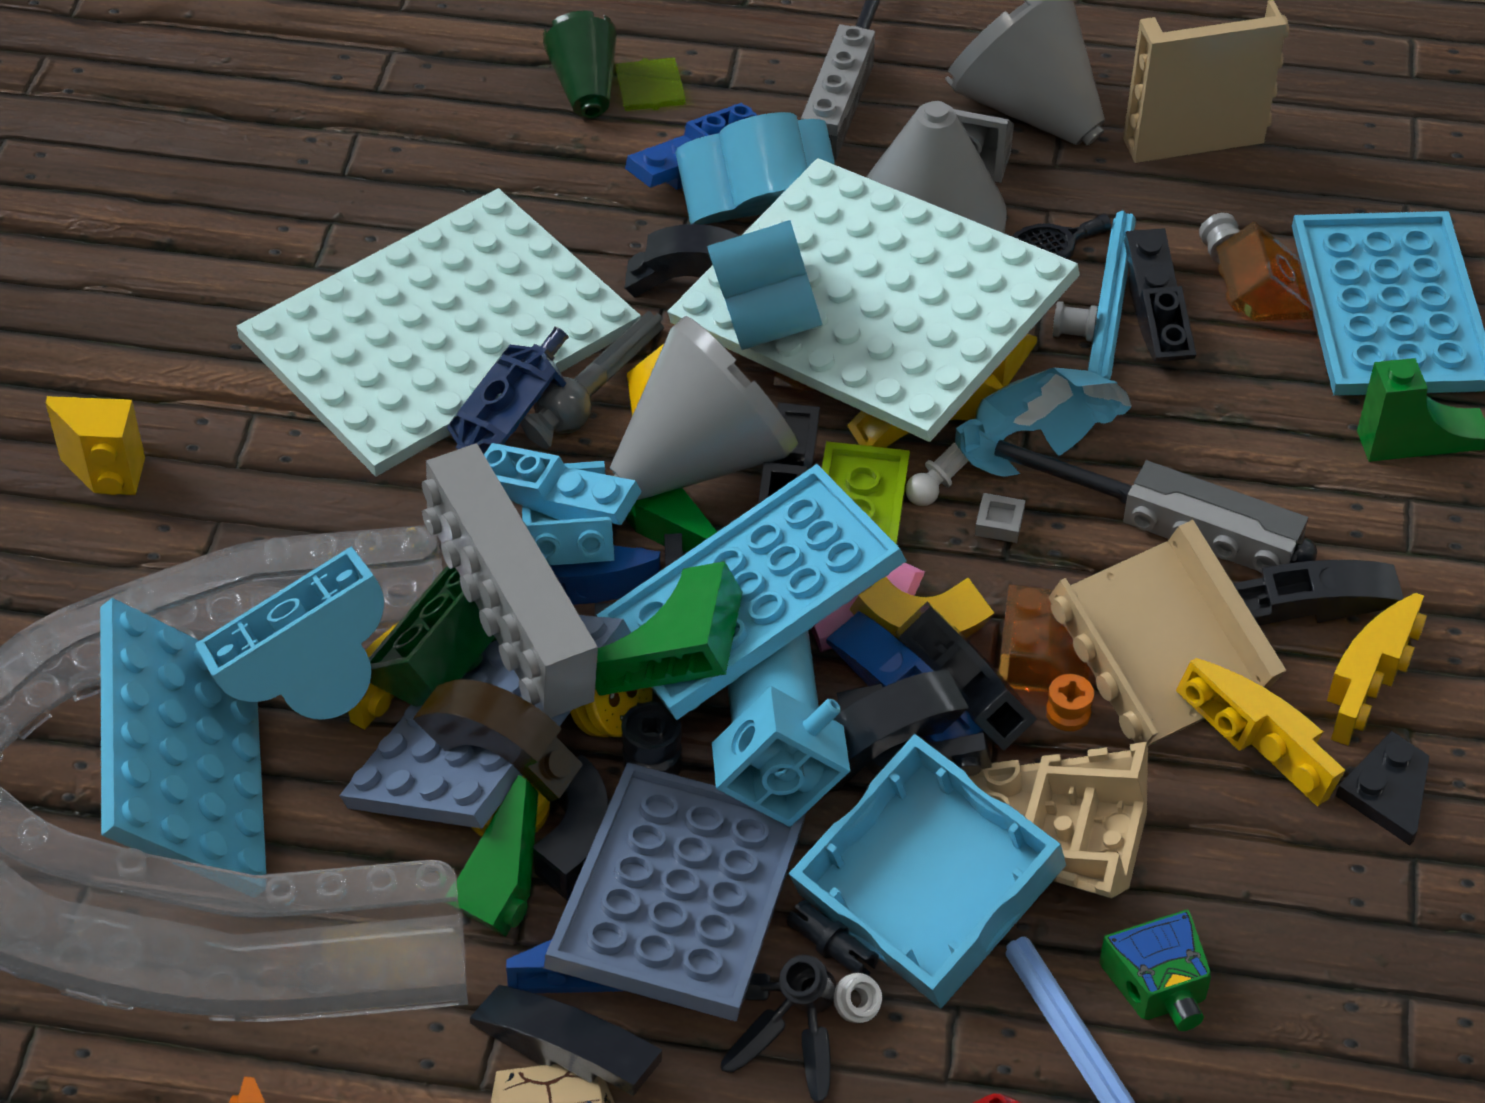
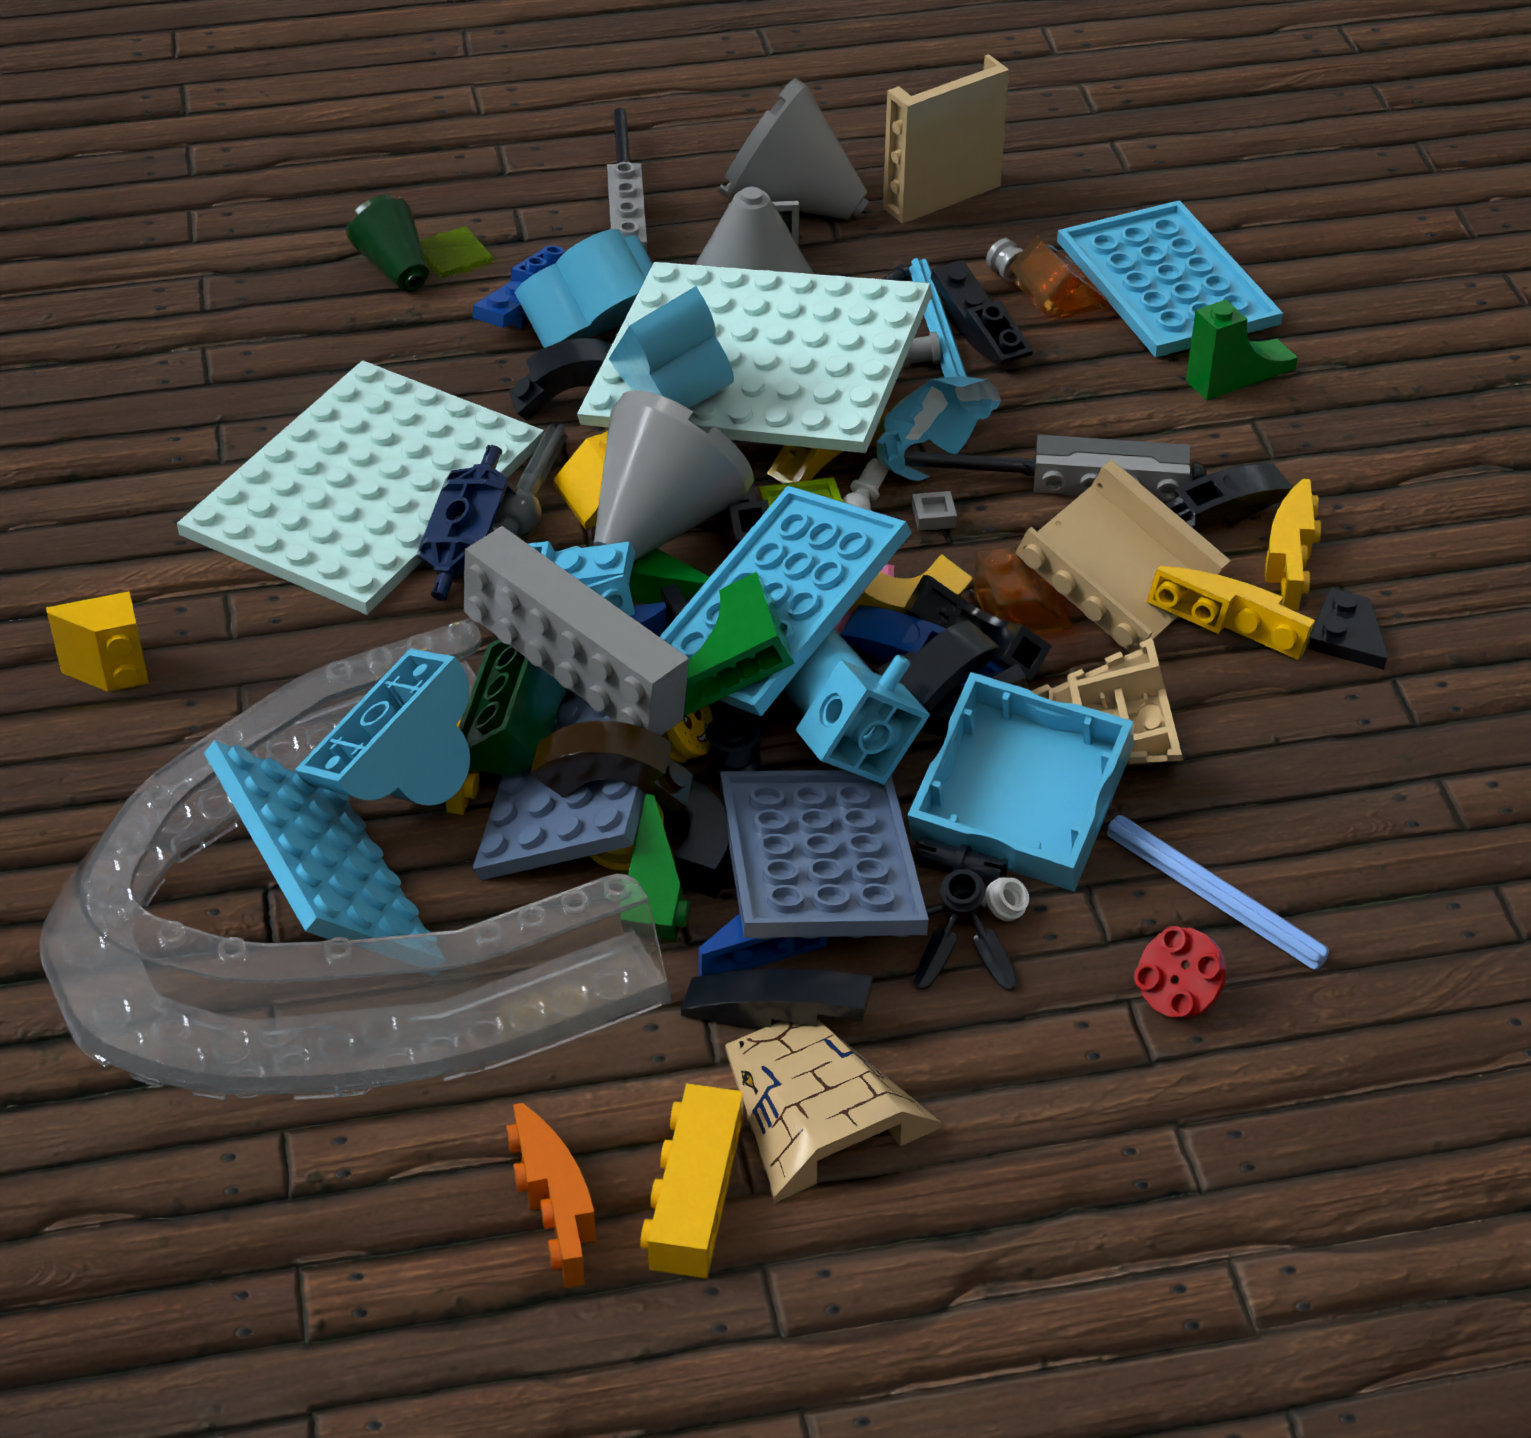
camera: 20 degrees left, 5 degrees down
(1069, 702) = (1064, 632): orange wheel -> none
(1160, 968) = (1241, 807): torso -> none

